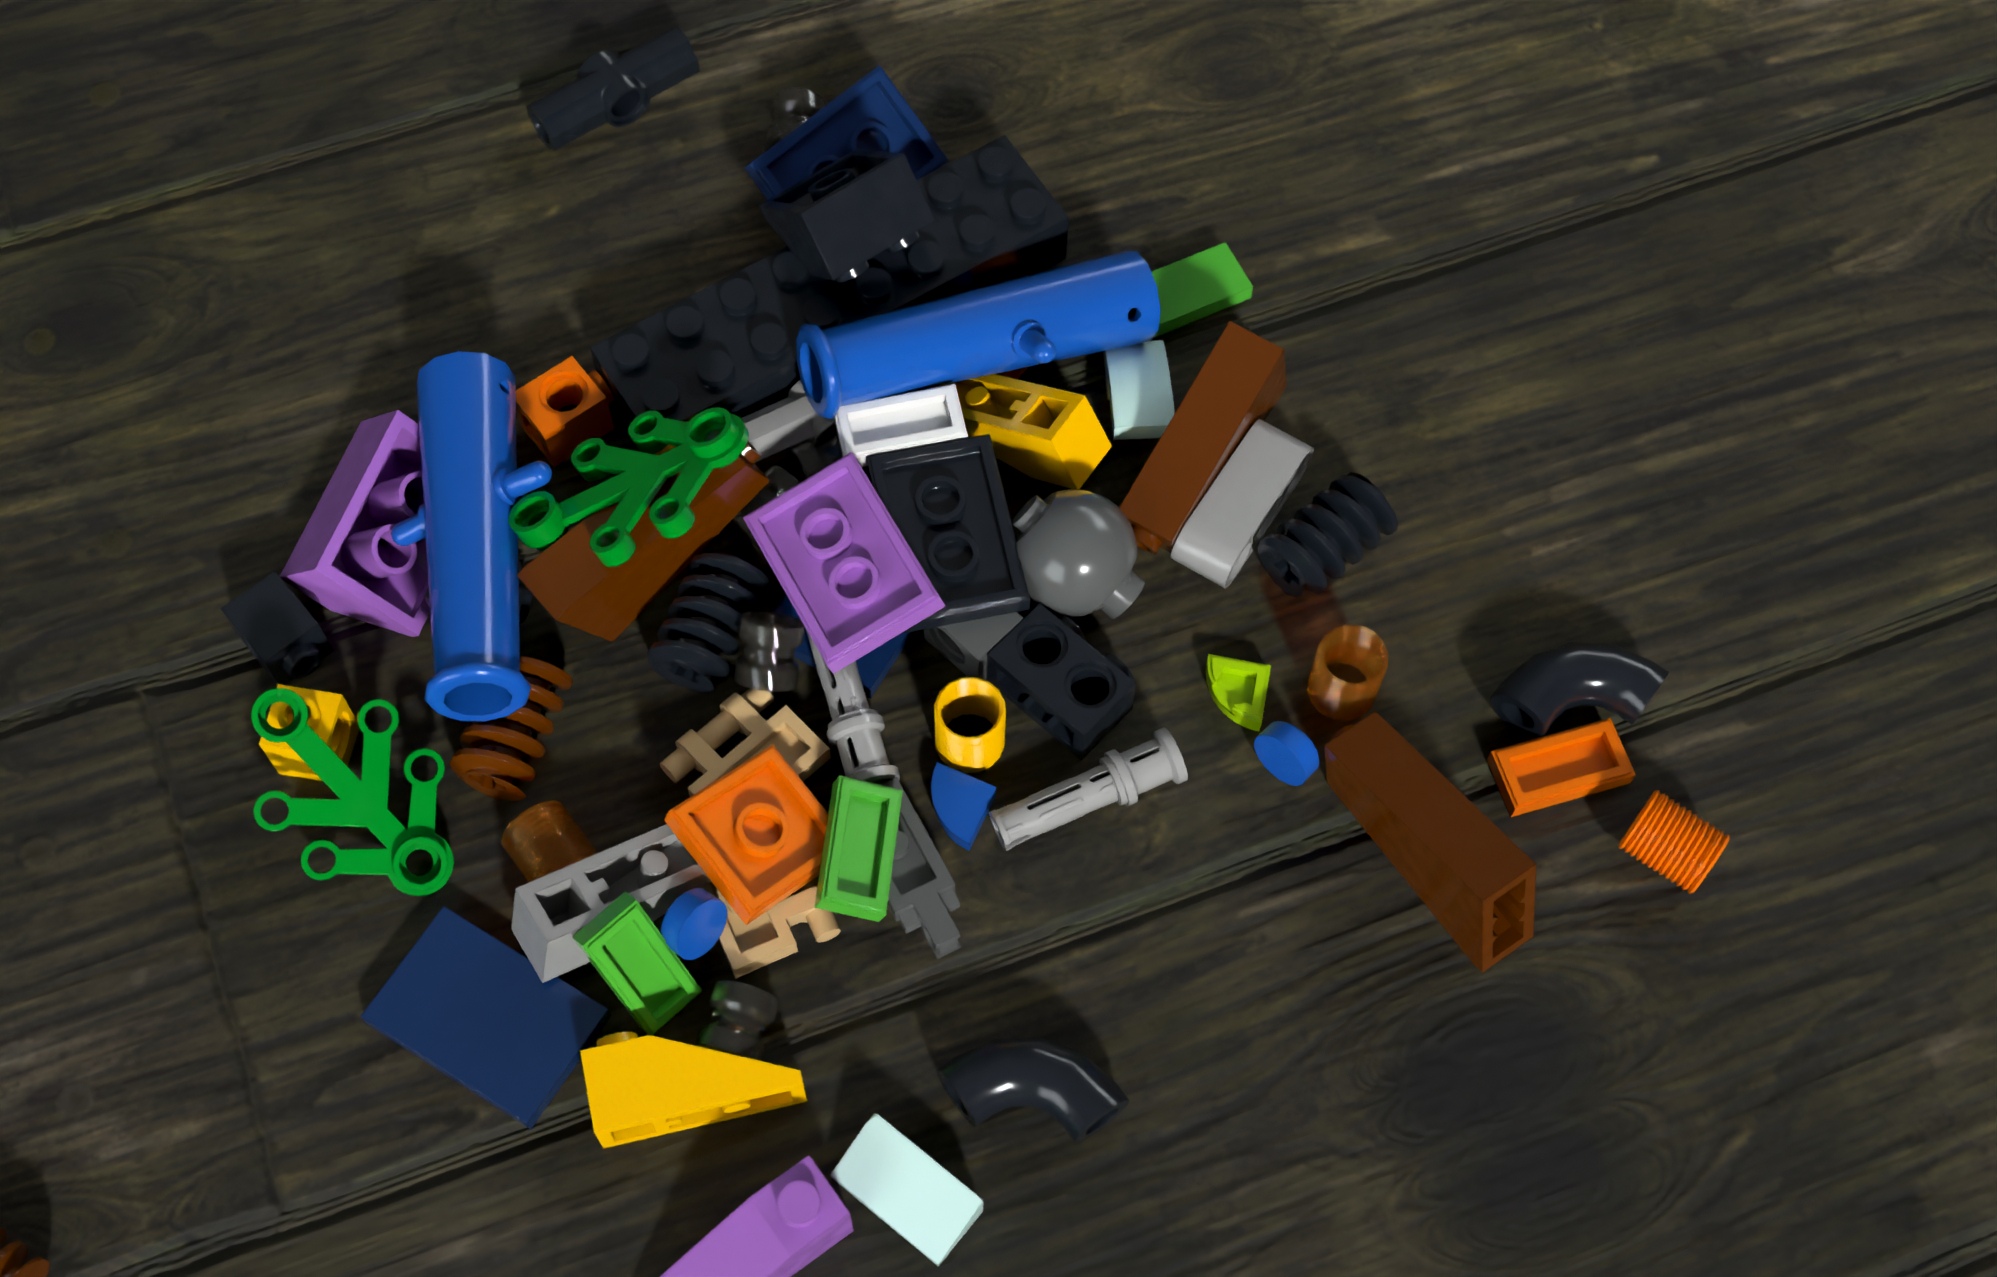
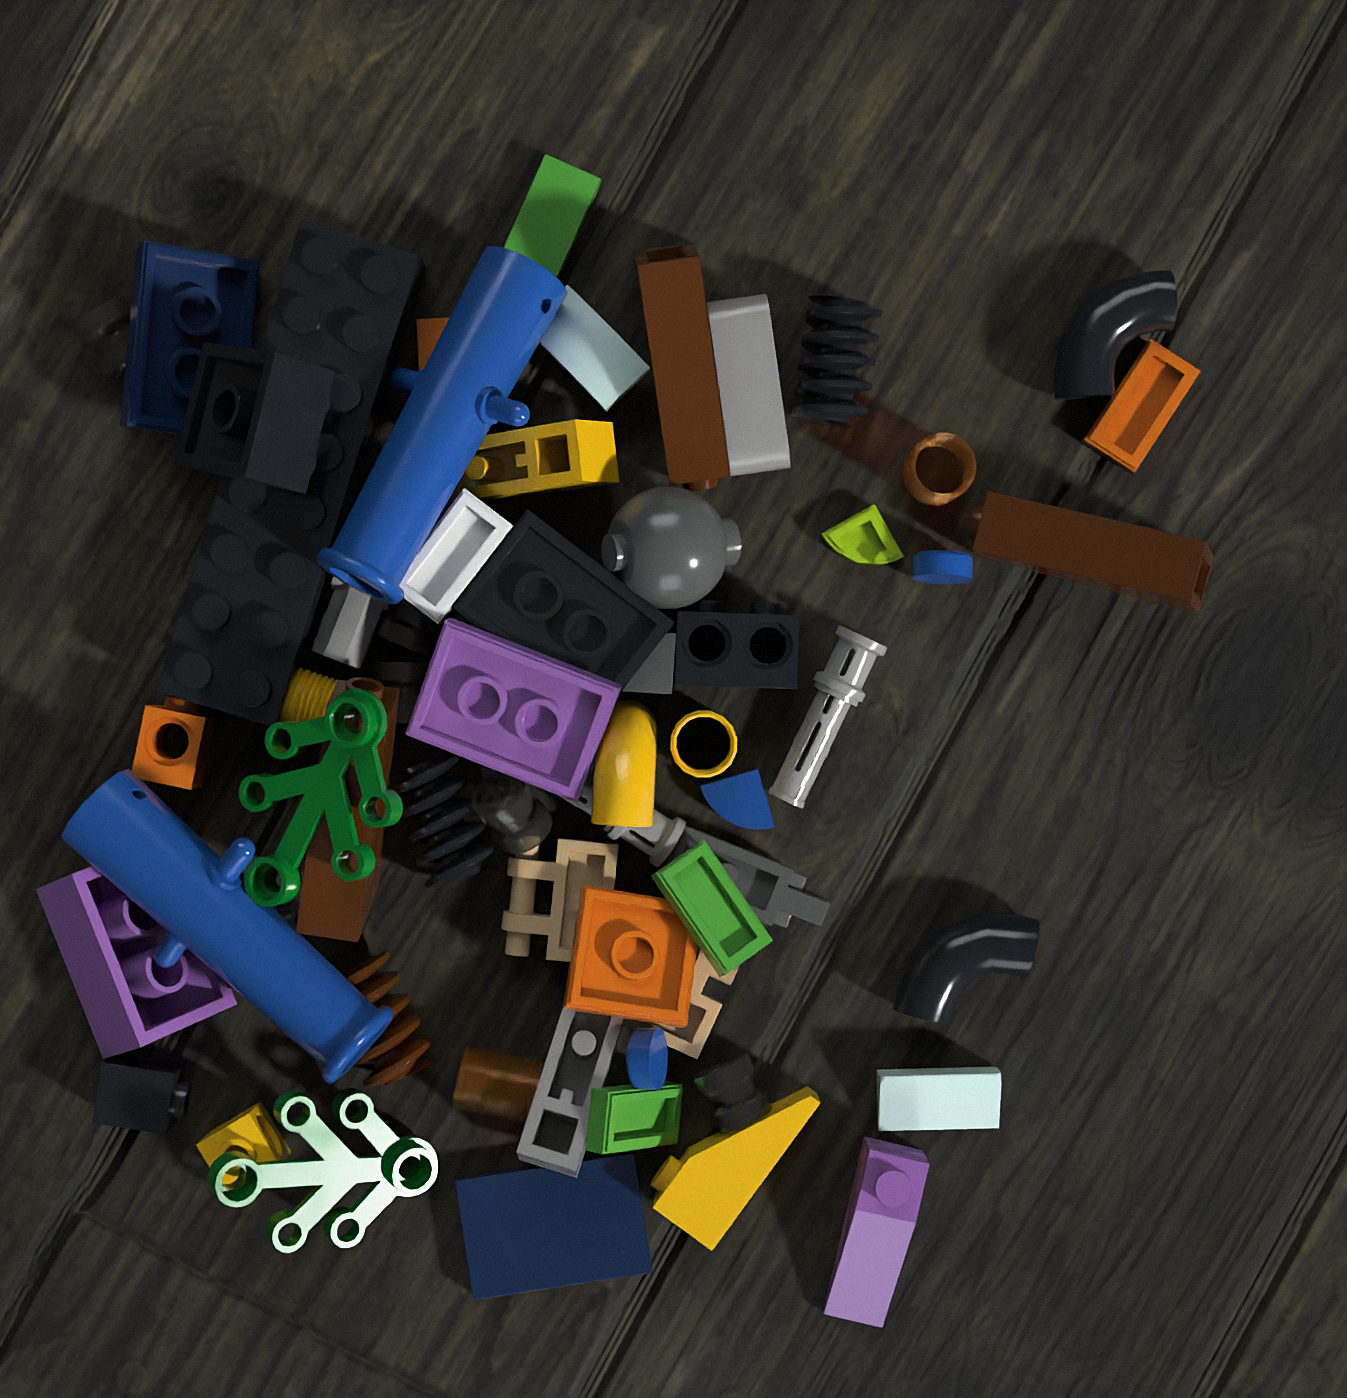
camera: 35 degrees left, 25 degrees up
(886, 677) = (626, 768): none -> yellow cylinder
(1674, 842) = (1267, 407): orange piece -> none

